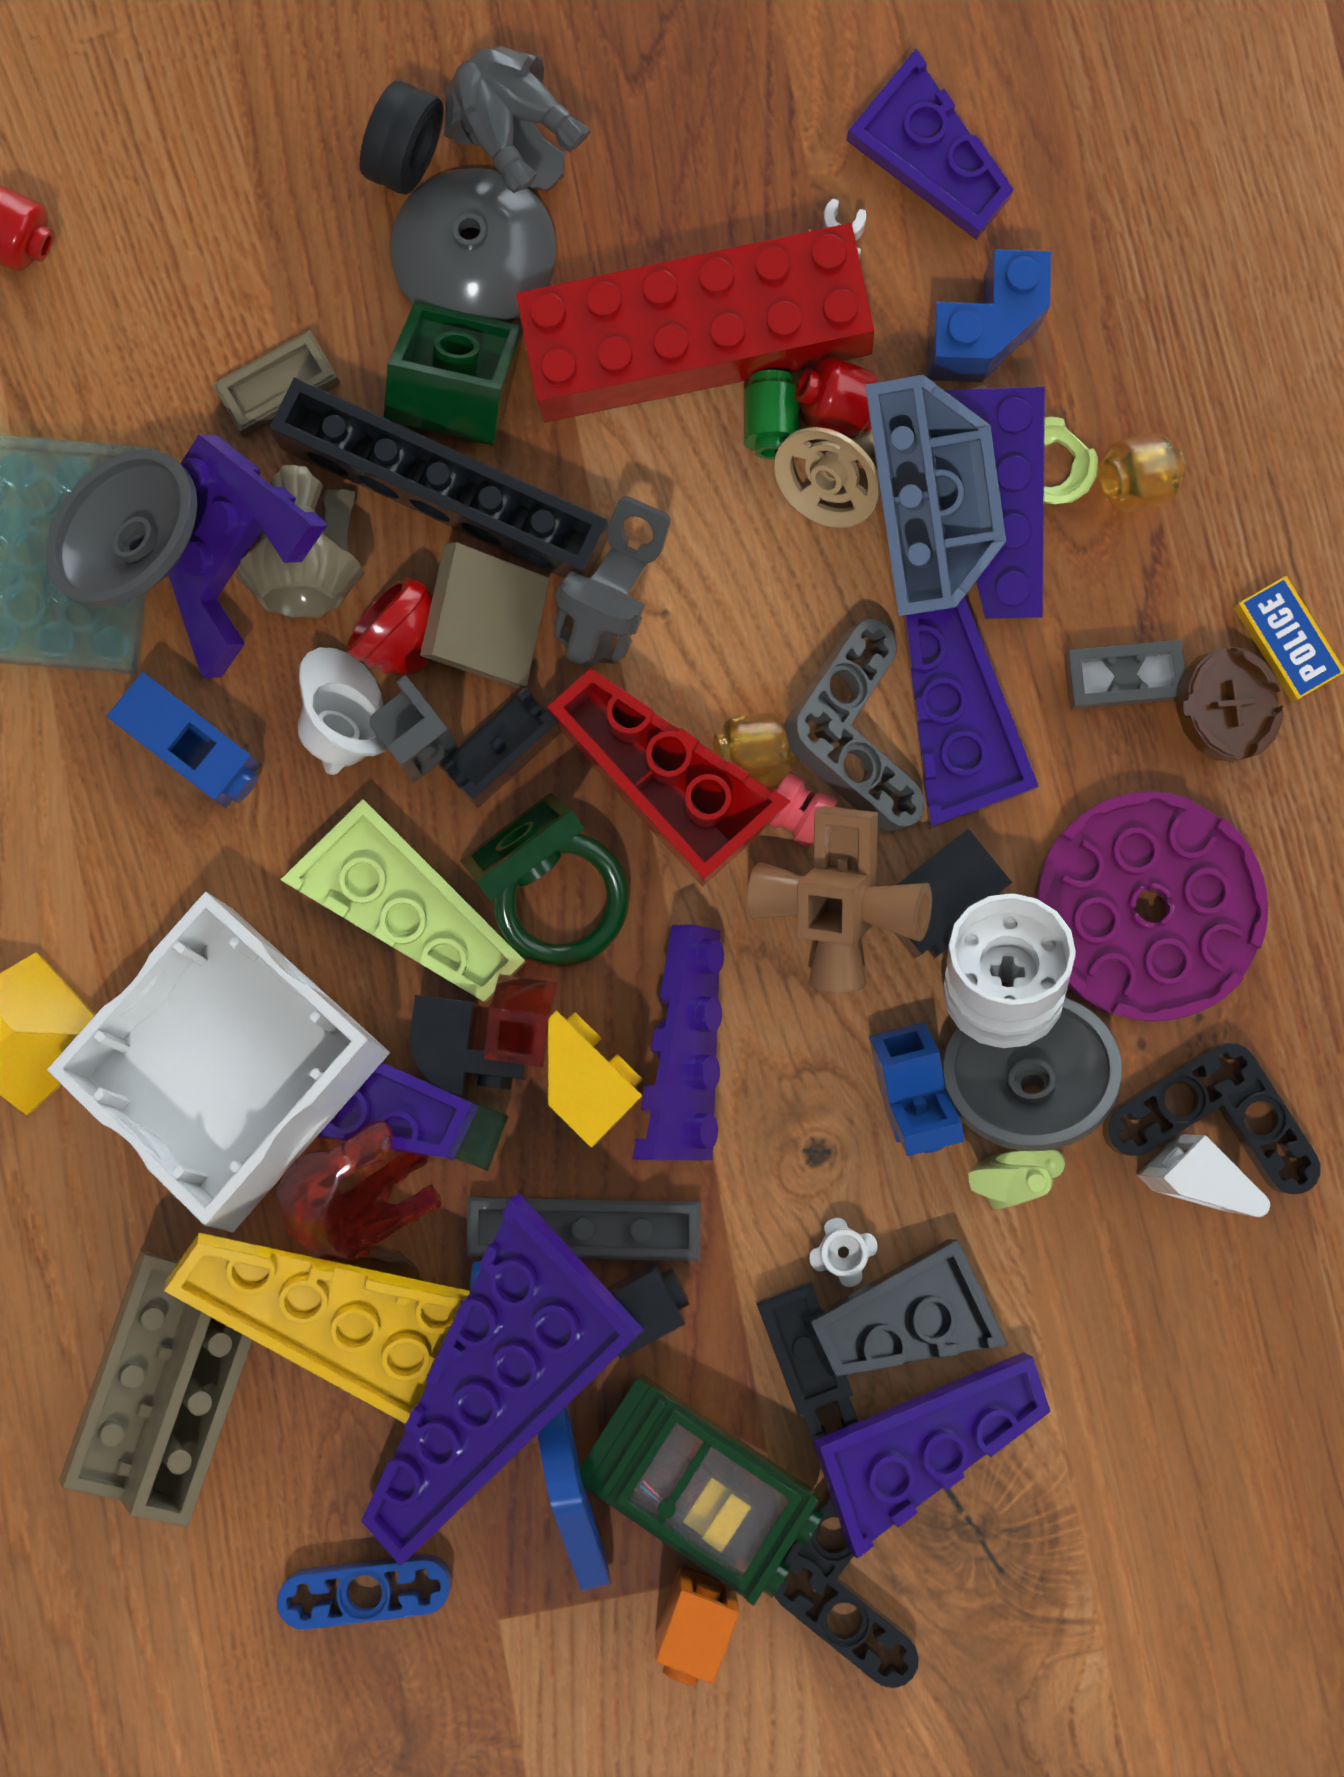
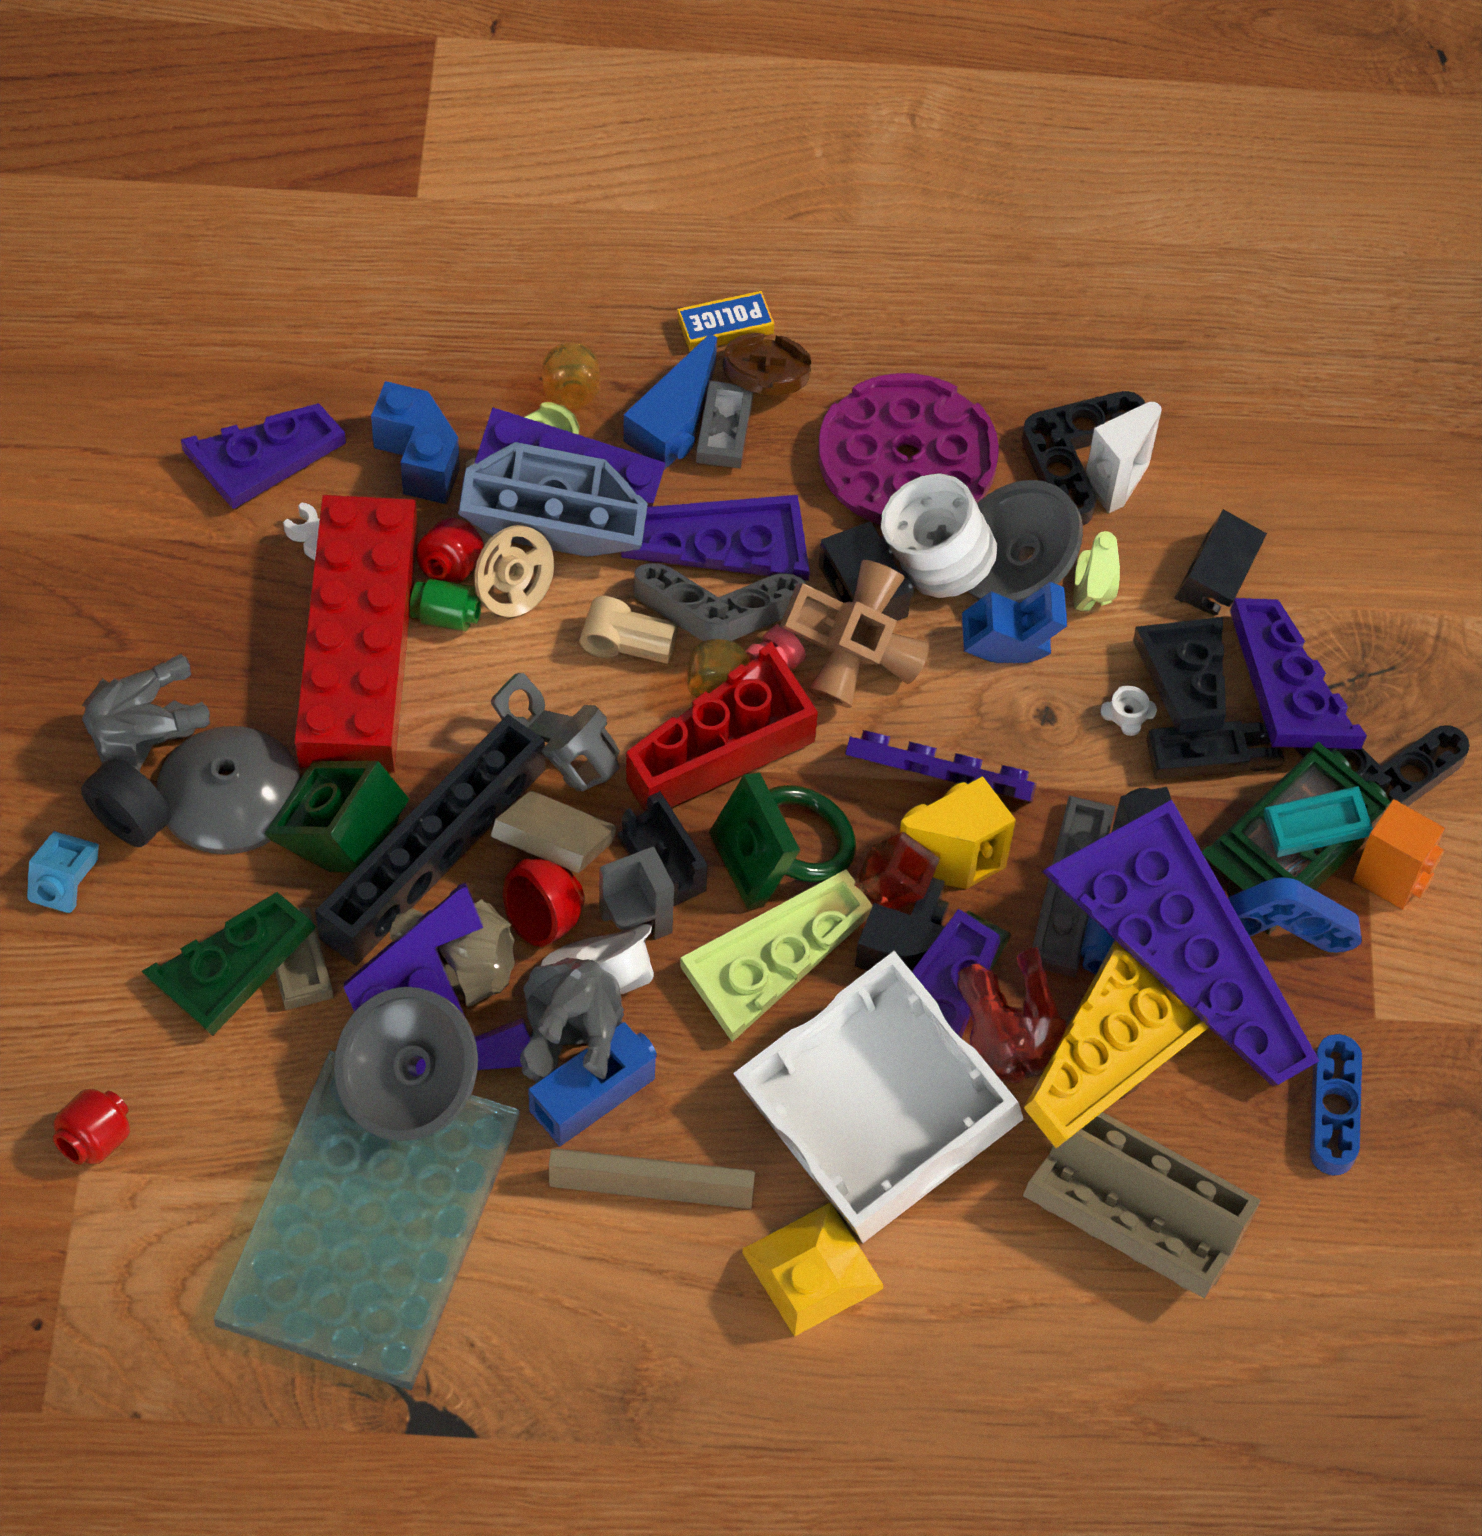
camera: 75 degrees left, 25 degrees down
(84, 833) = (651, 1178): none -> dark tan tile
(237, 312) = (227, 968): none -> dark green wing
(255, 683) = (570, 1006): none -> dark grey piece
(317, 98) = (59, 869): none -> dark azure bracket
(702, 1519) = (1318, 821): none -> teal tile
(789, 619) = (616, 629): none -> tan piece
(1085, 1330) = (1221, 563): none -> black hinge
(1125, 607) = (668, 415): none -> blue slope

